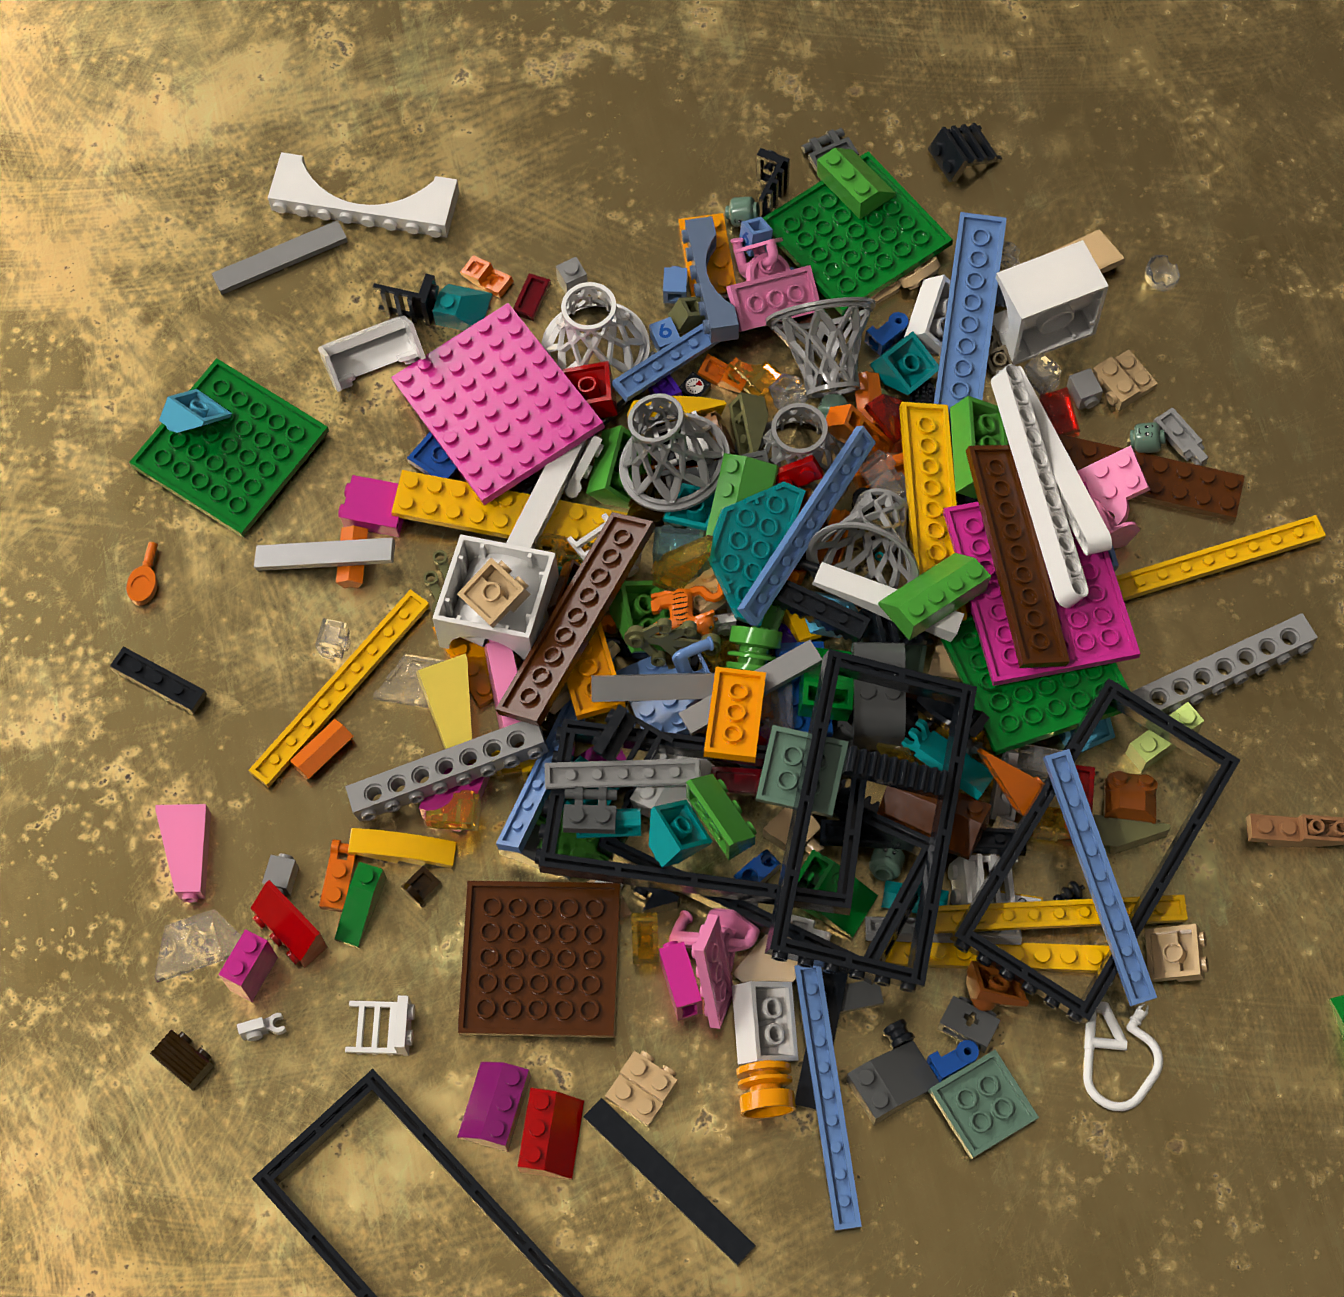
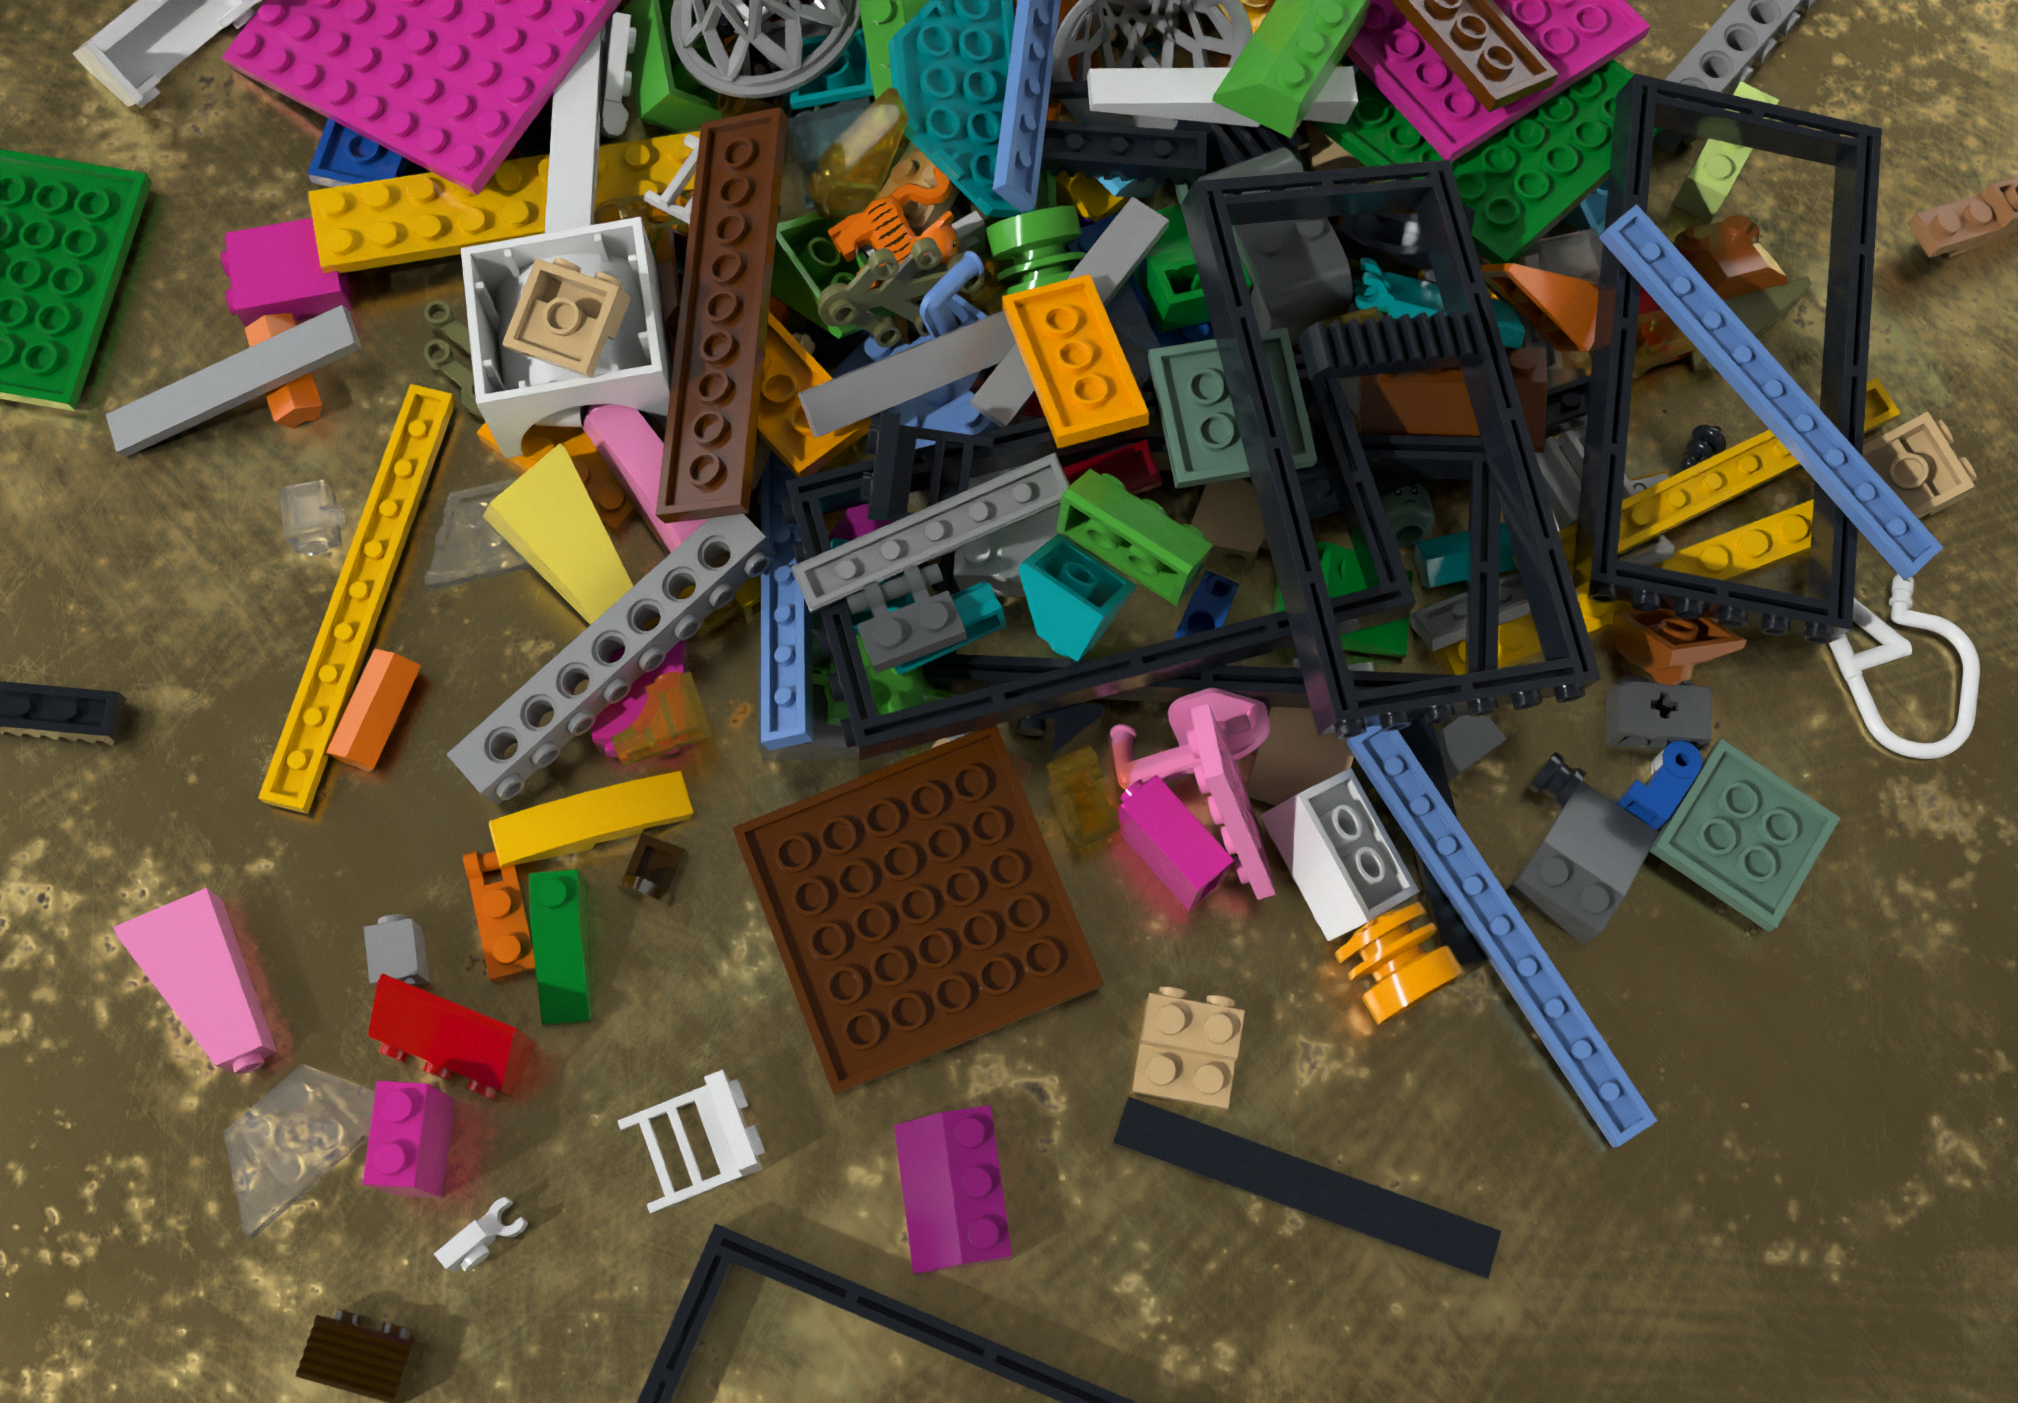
camera: 30 degrees left, 5 degrees up
(550, 1134) = (1073, 1198): red slope -> none

